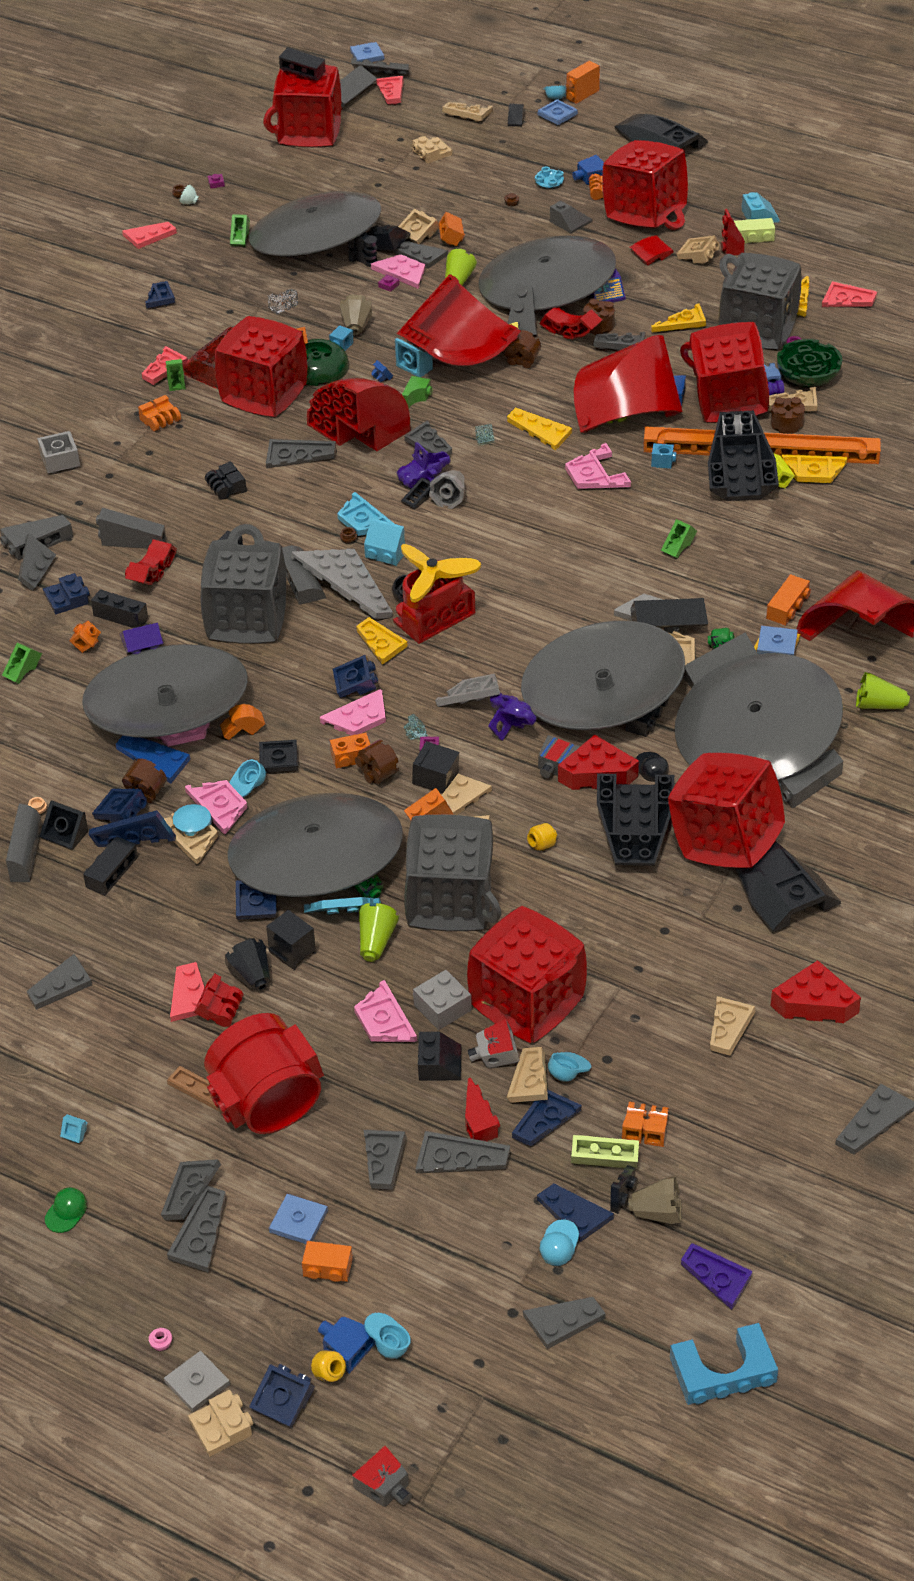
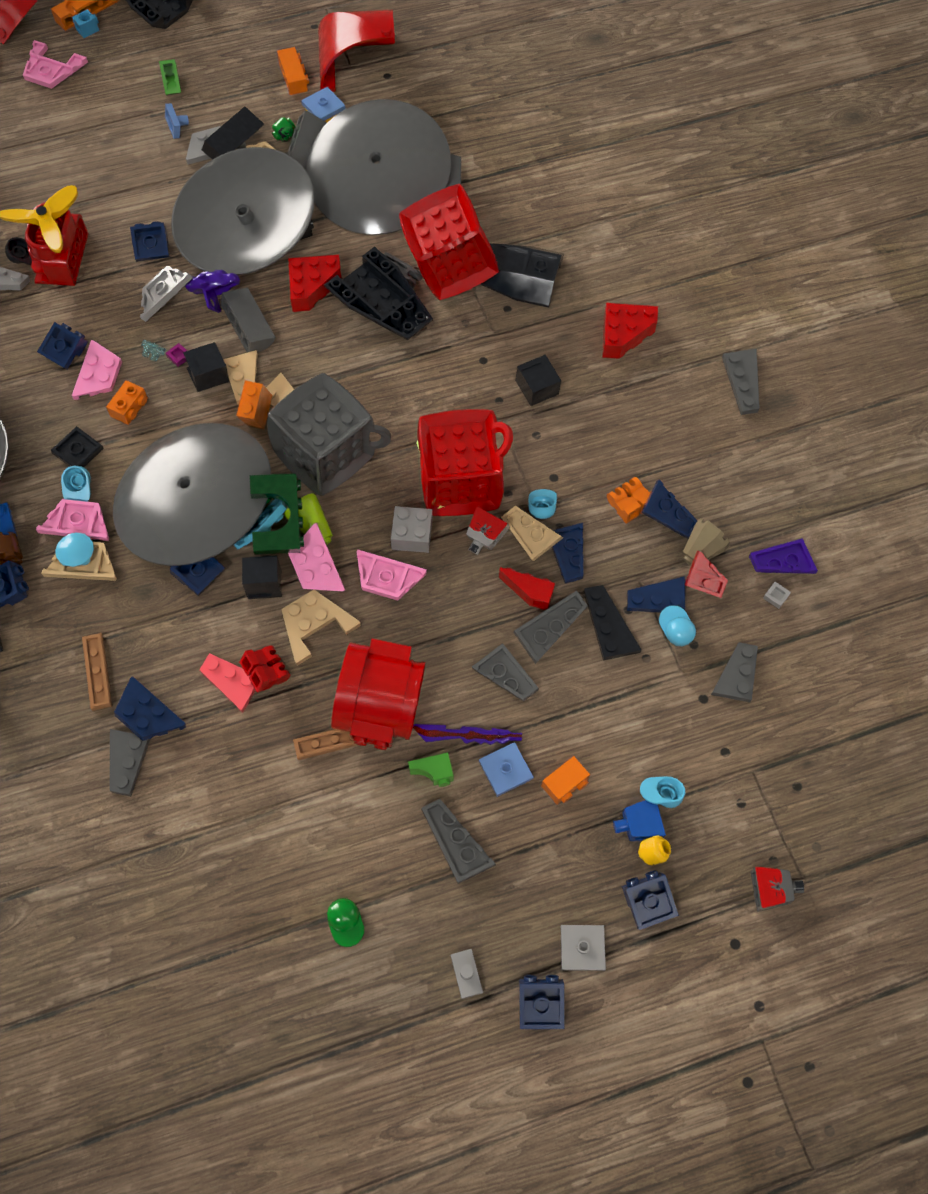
camera: 50 degrees left, 20 degrees up
(73, 1128) = (277, 858): medium azure tile -> none
(99, 1318) = (466, 974): none -> light grey tile
(108, 962) = (145, 713): none -> dark blue wing
(110, 865) = (53, 638): black brick -> none
(111, 912) = (97, 672): none -> medium nougat tile
(121, 1381) = (541, 1002): none -> dark blue plate
(135, 829) = (41, 597): dark blue wing -> none
(160, 1344) = (525, 951): bright pink plate -> none
(187, 1187) = (411, 821): dark grey wing -> none
(221, 1423) = (634, 959): tan plate -> none
(242, 717) = (20, 440): orange brick -> none
(249, 963) = (256, 621): black cone -> none
(249, 1171) = (435, 768): none -> bright green arch
(295, 997) = (308, 616): none -> tan wing
(302, 1172) = (433, 733): none -> dark purple sword
(338, 922) = (285, 489): none -> dark green arch
(341, 962) = (315, 565): none -> bright pink wing
(377, 762) = (161, 395): reddish brown brick -> none
(380, 640) = (45, 303): yellow wing -> none
(438, 1057) = (456, 572): black slope -> none
(502, 1202) = (611, 630): none -> black wing
(509, 649) = (149, 241): none -> dark blue plate
(511, 758) = (247, 320): none -> dark grey brick
(542, 836) = (335, 359): yellow head -> none
(552, 754) = (275, 294): torso -> none
(604, 1151) = (636, 541): yellowish green brick -> none
(621, 1190) = (674, 555): black wing -> none
(627, 1225) = (705, 576): none -> wing
(641, 574) = (173, 121): none -> medium blue tile
(651, 764) = (347, 252): black cap -> none
(660, 1149) = (668, 511): none -> dark blue wing
(673, 1293) = (777, 595): none -> light grey plate
(682, 974) = (538, 380): none -> black piece
(702, 1384) = (874, 597): dark azure arch -> none
(729, 1024) = (598, 389): tan wing -> none
(880, 694) = (426, 94): lime cone -> none

